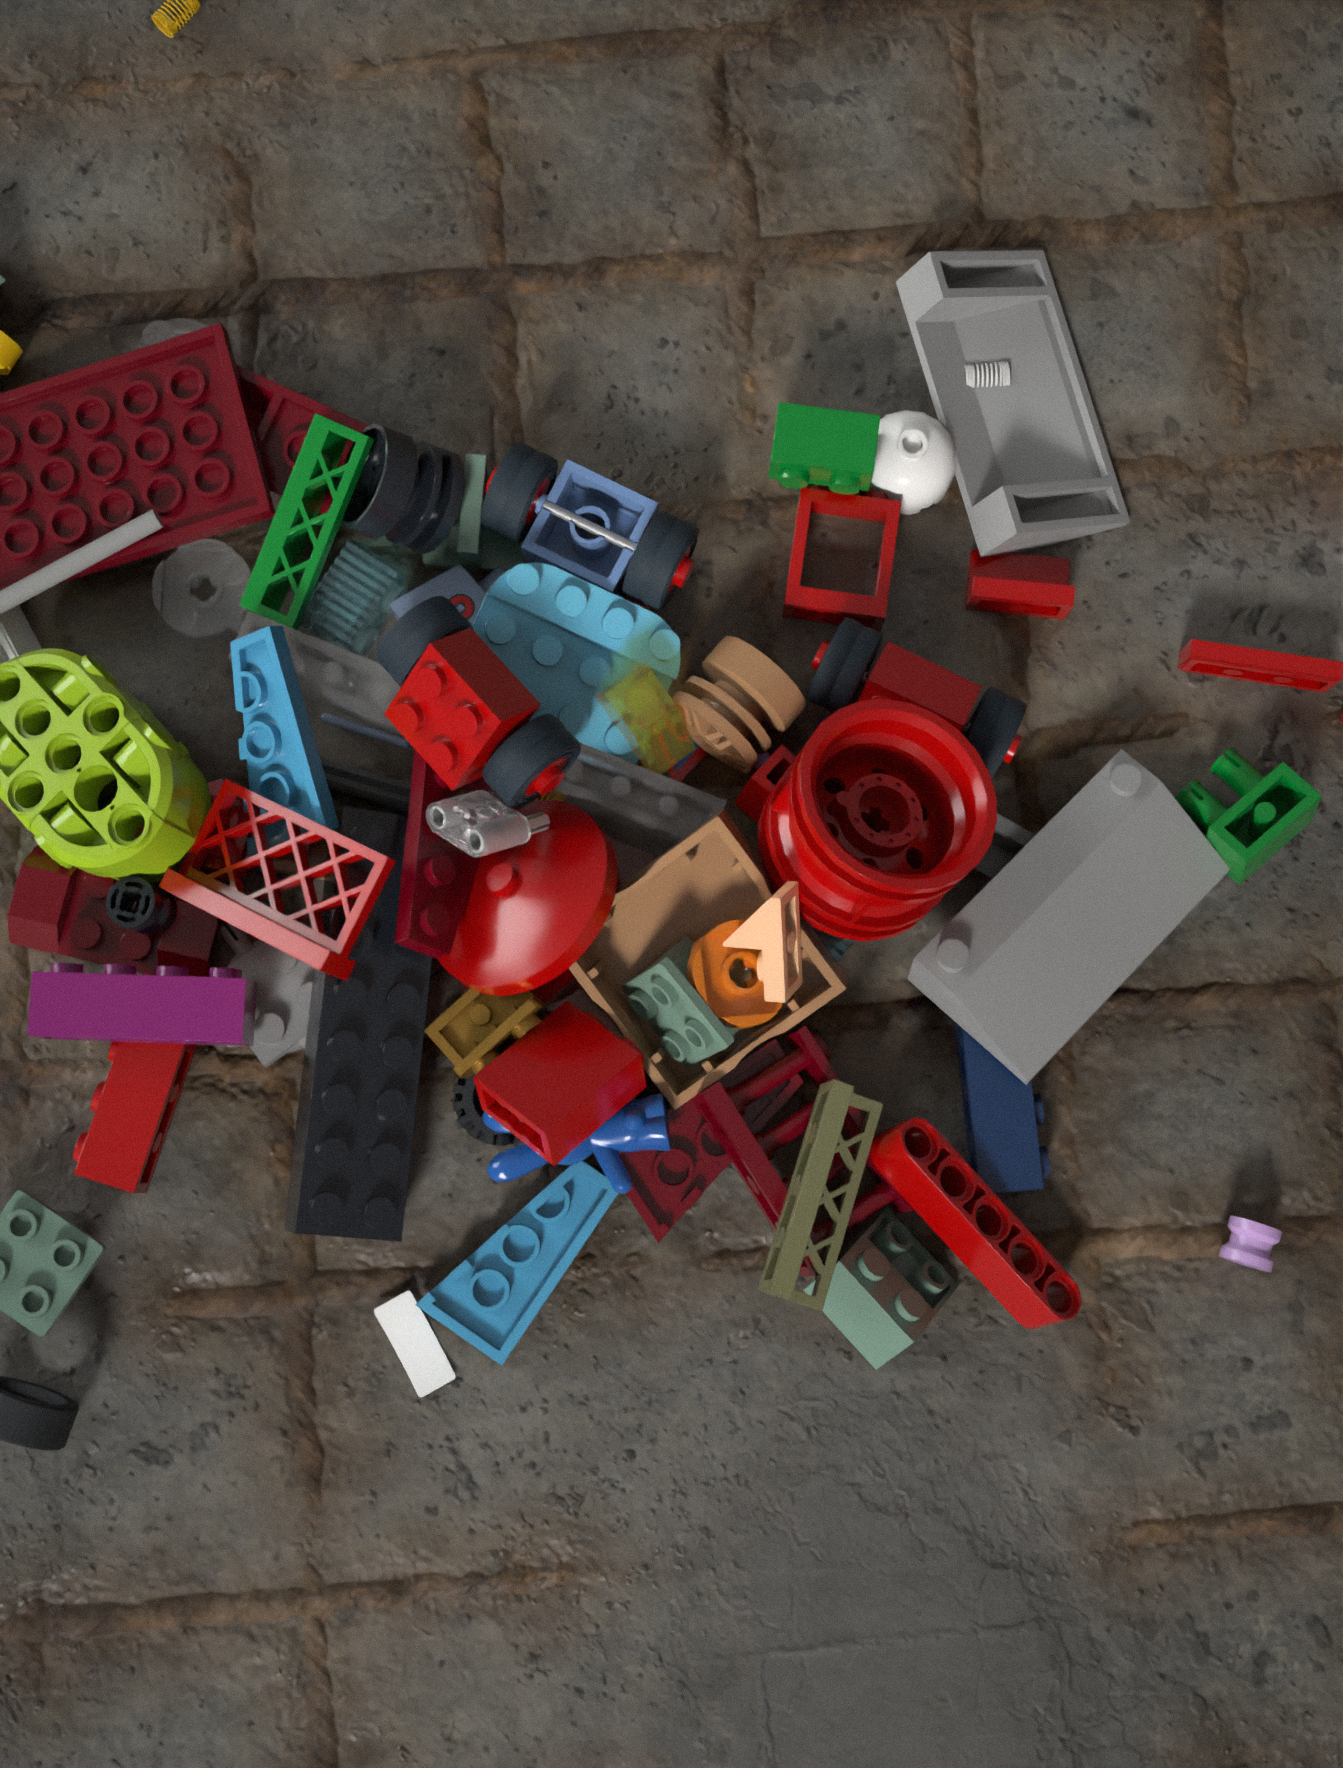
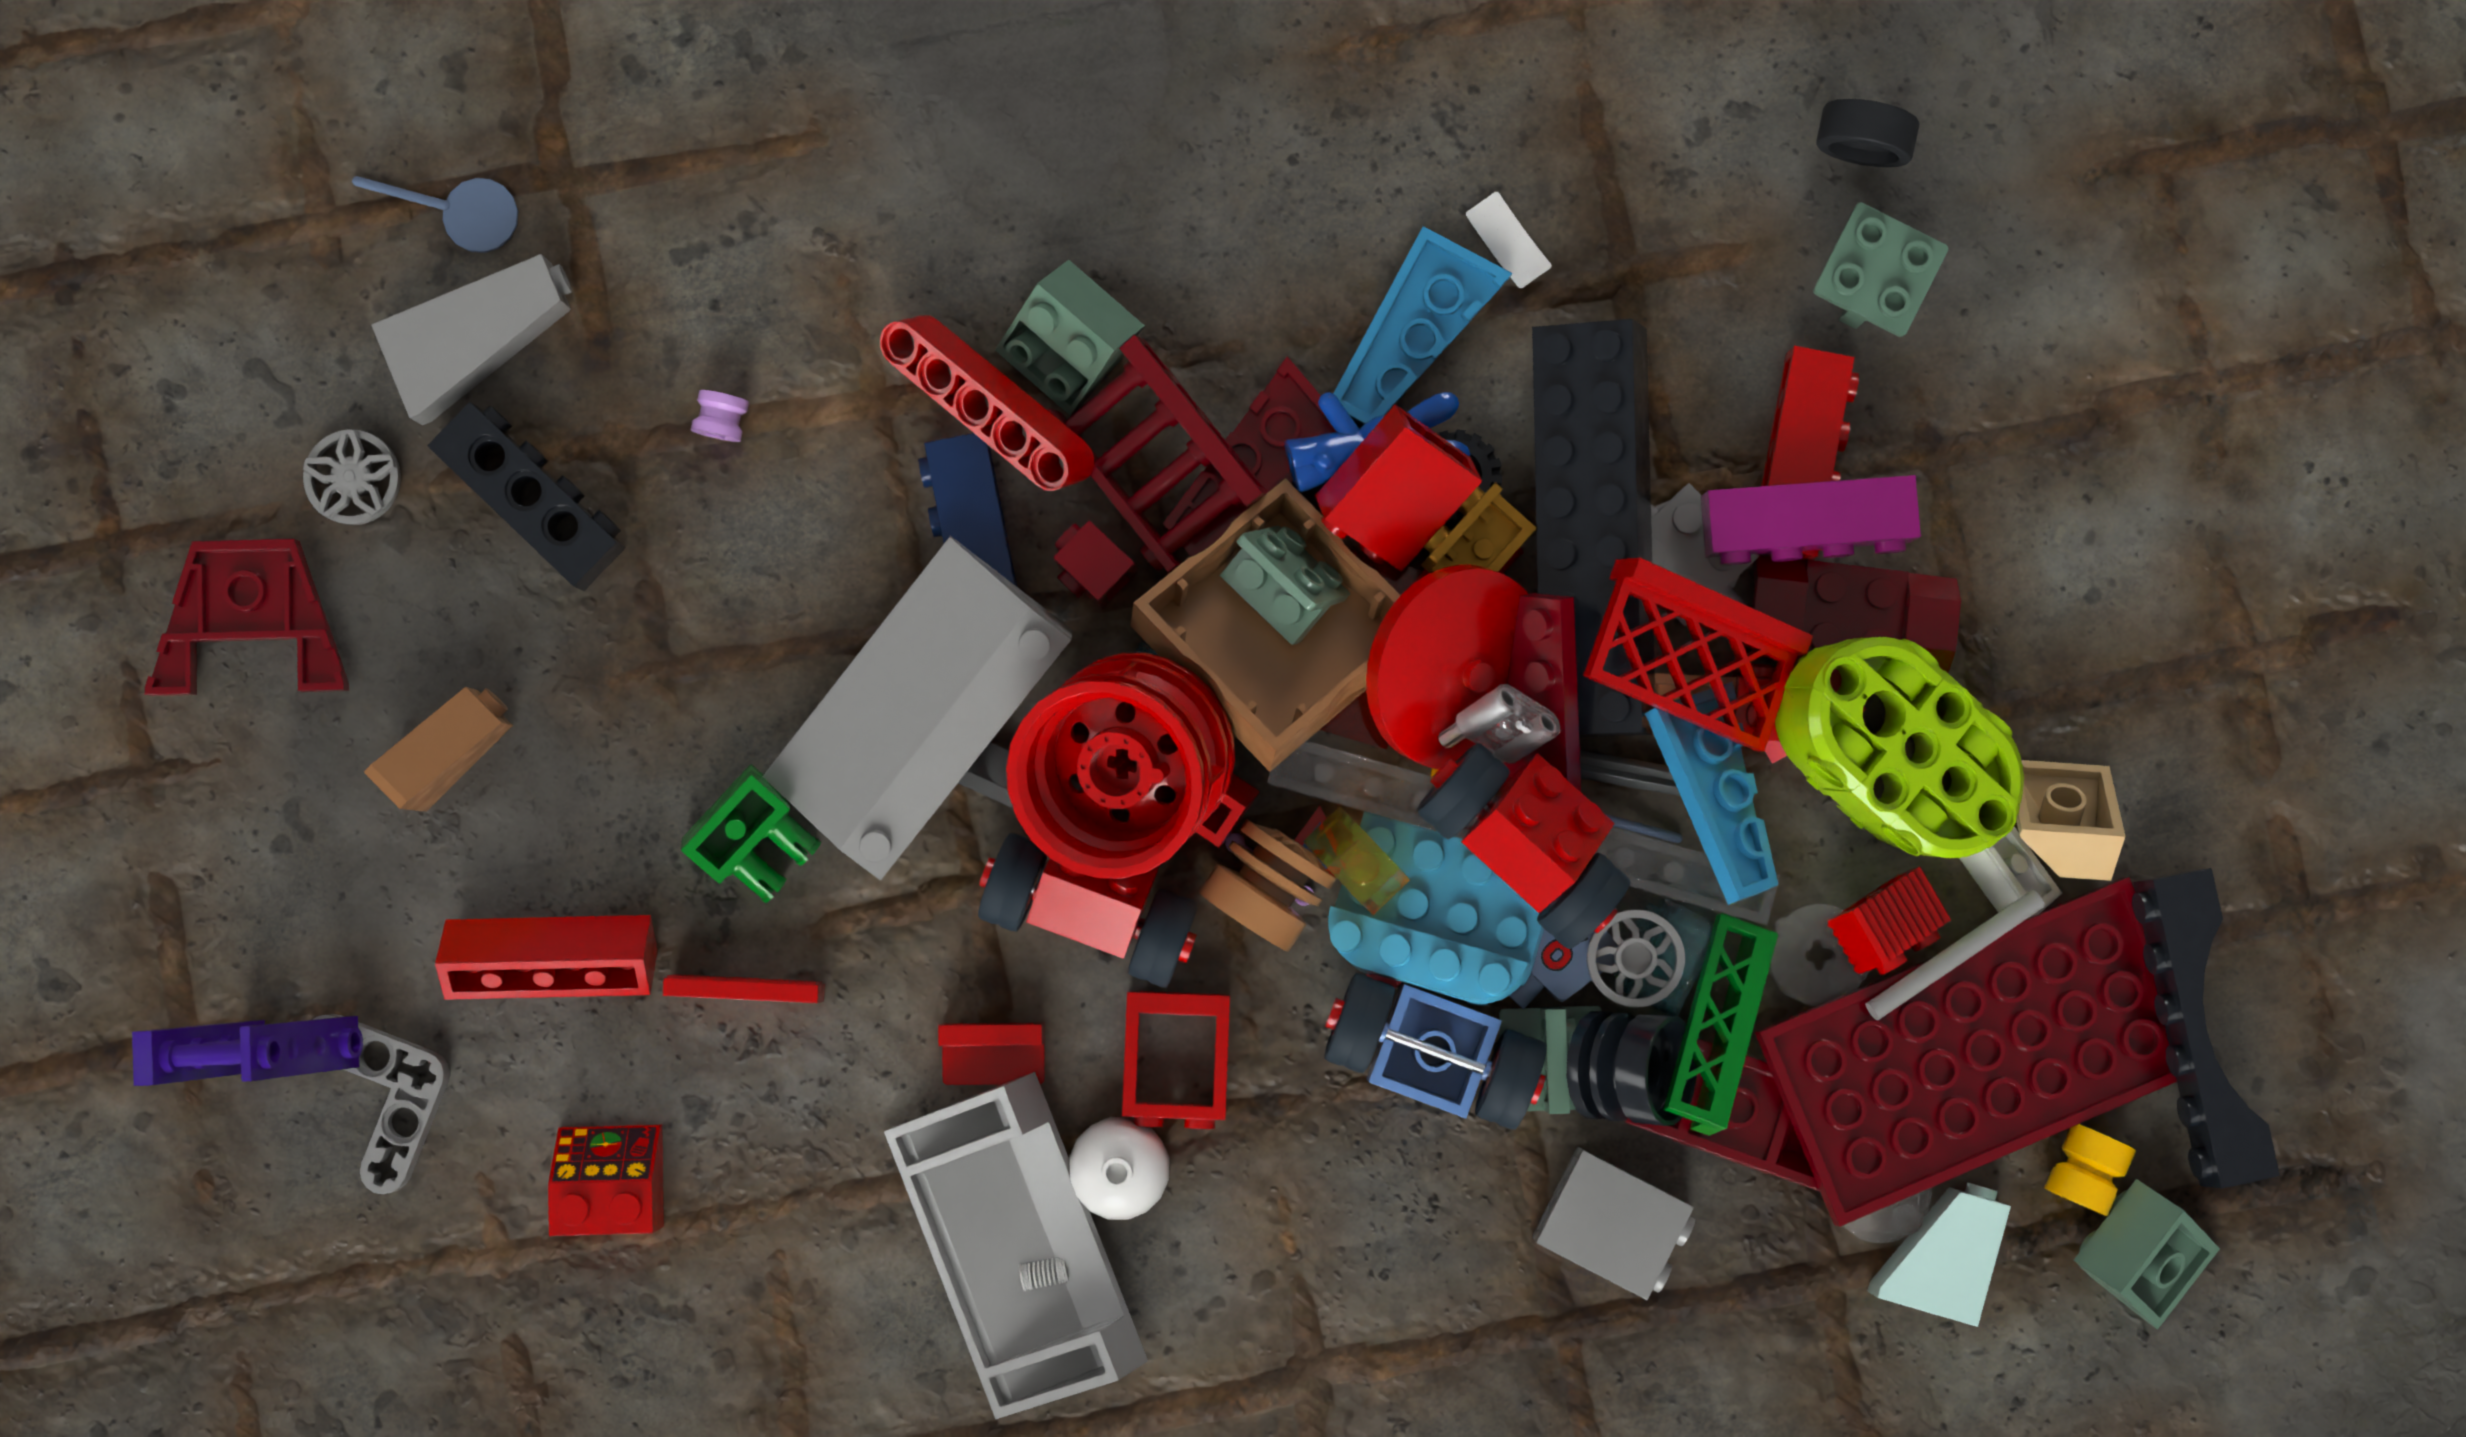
camera: 175 degrees right, 5 degrees up
(122, 293) = (1950, 1257): none -> light aqua slope
(128, 607) = (1890, 921): none -> red brick
(153, 908) = (1818, 620): black wheel -> none
(379, 592) = (1636, 959): none -> light grey wheel
(437, 360) = (1614, 1224): none -> light grey brick
(710, 977) = (1213, 591): orange plate -> none
(778, 936) = (1207, 641): light nougat slope -> none
(809, 1191) = (1149, 411): olive fence -> none
(824, 448) = (1206, 1156): green brick -> none
(881, 1044) = (1092, 564): none -> dark red brick

